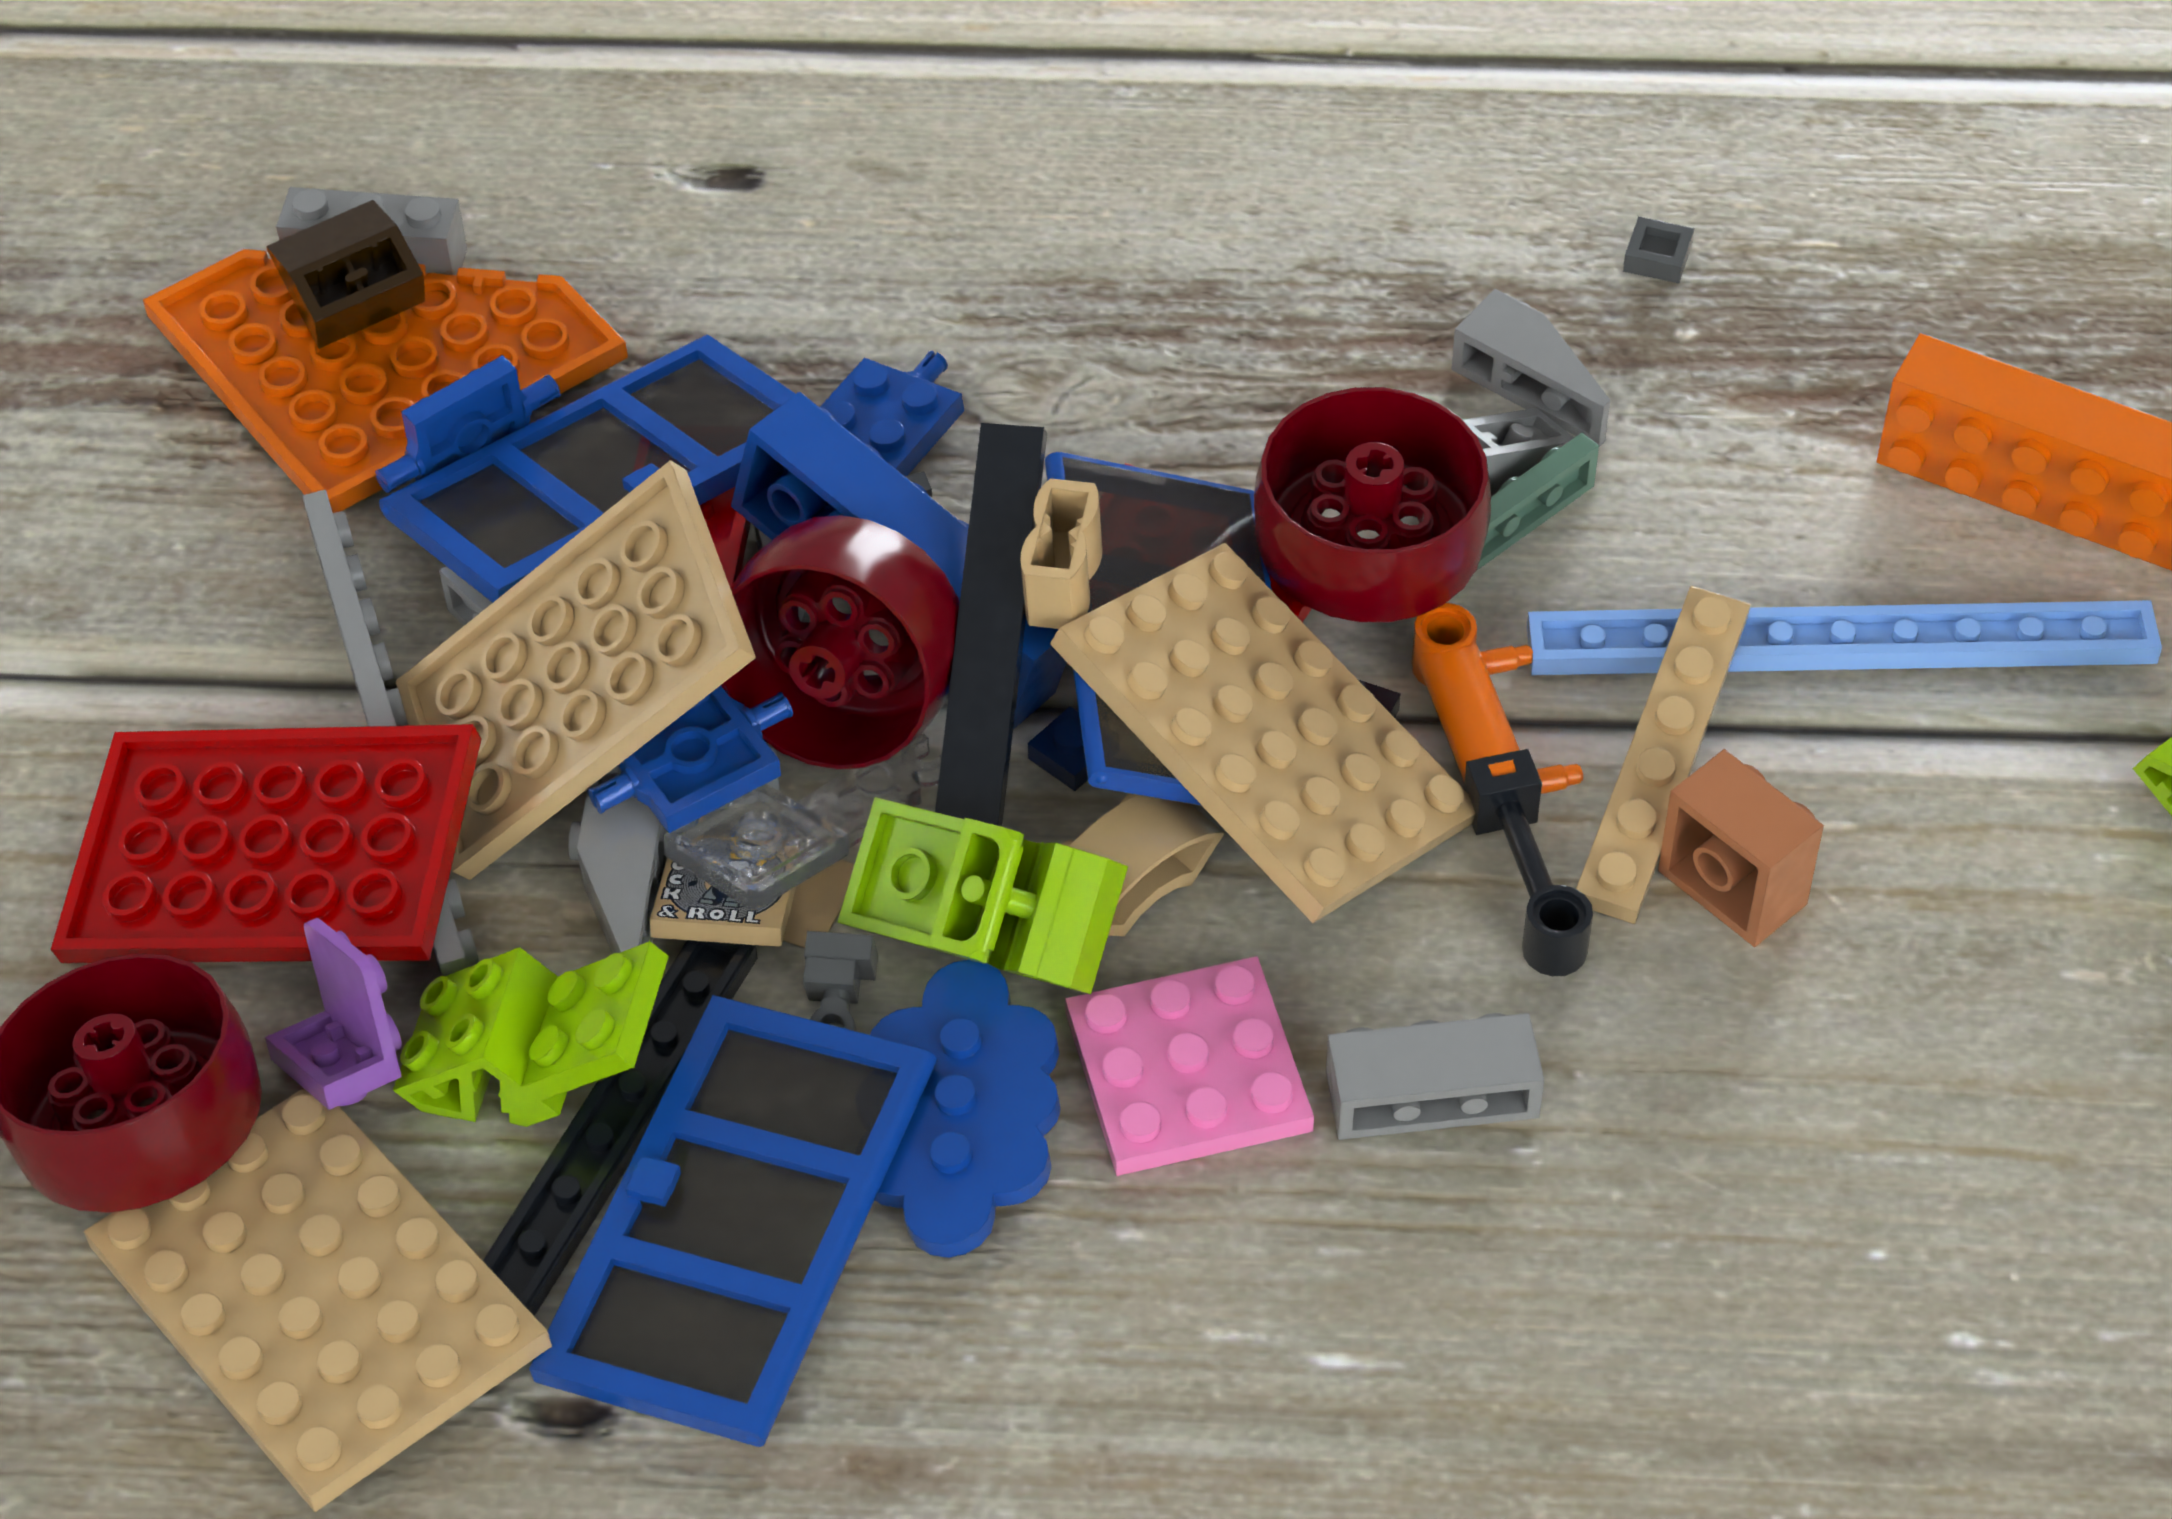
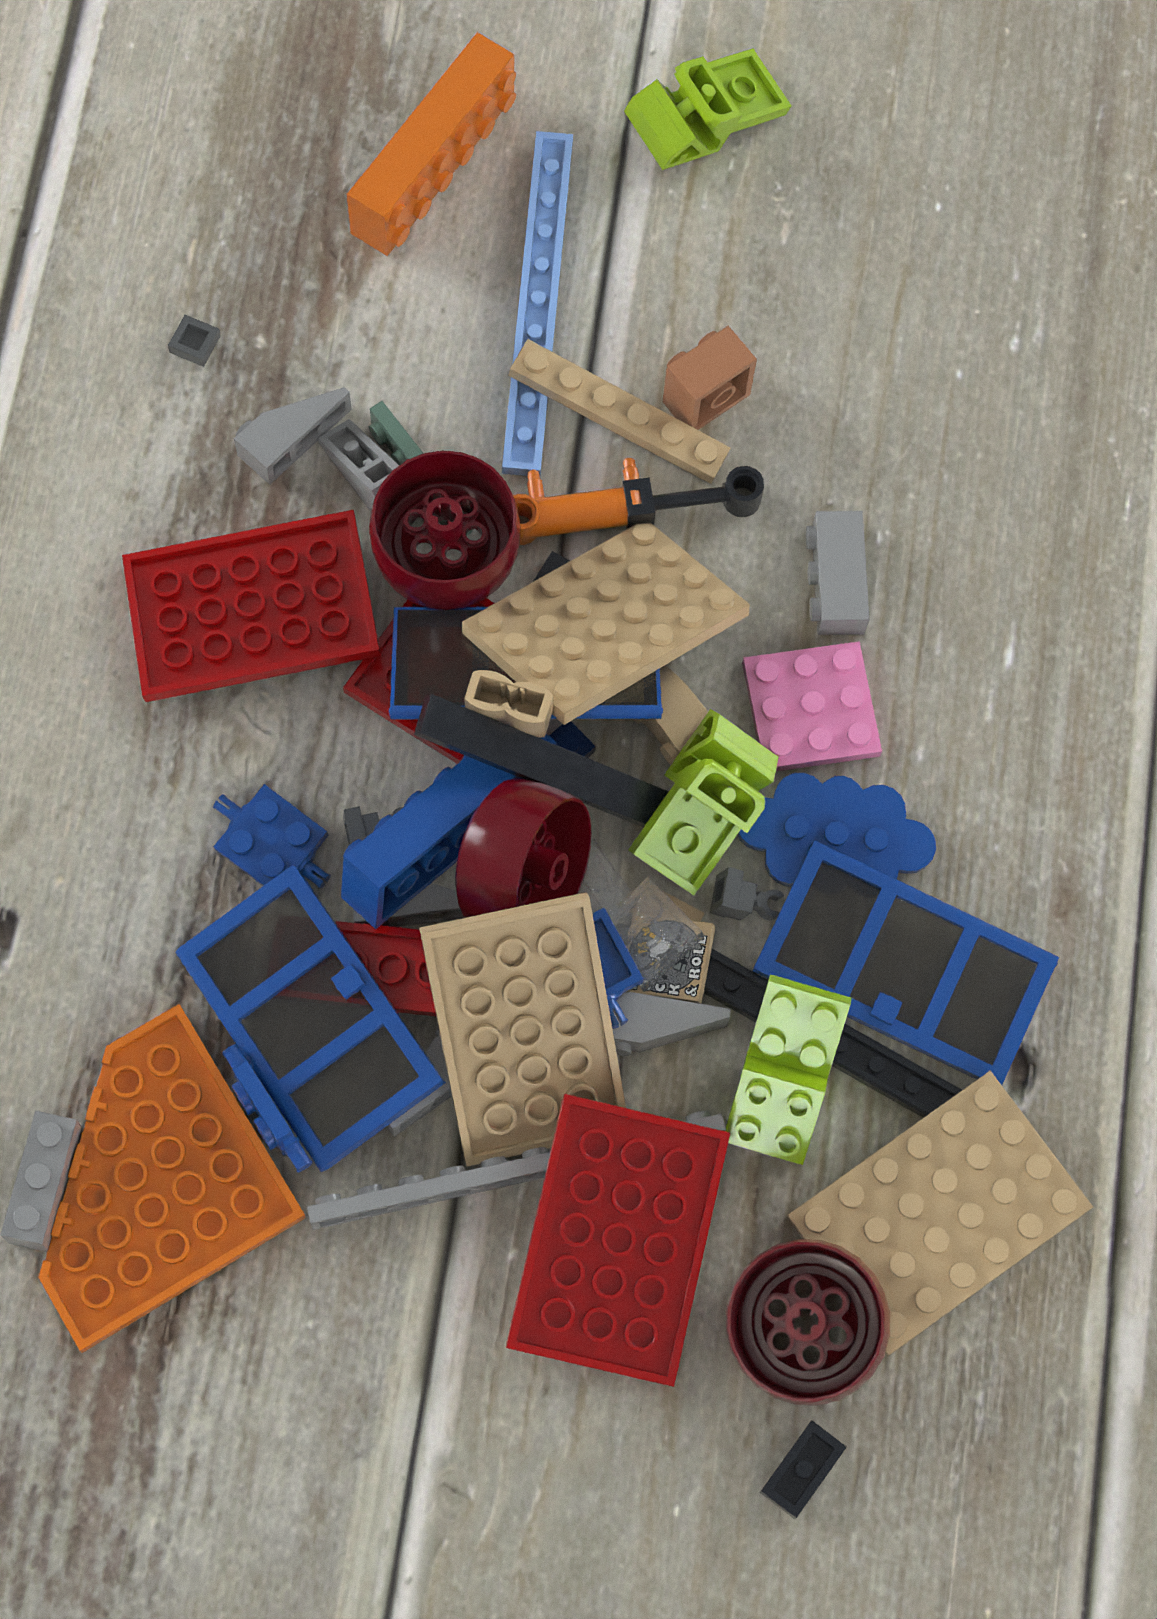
camera: 90 degrees left, 20 degrees up
(349, 272) = (105, 1187): dark brown slope -> none
(354, 1040) = (770, 1193): medium lavender bracket -> none
(1222, 335) = (250, 606): none -> red plate

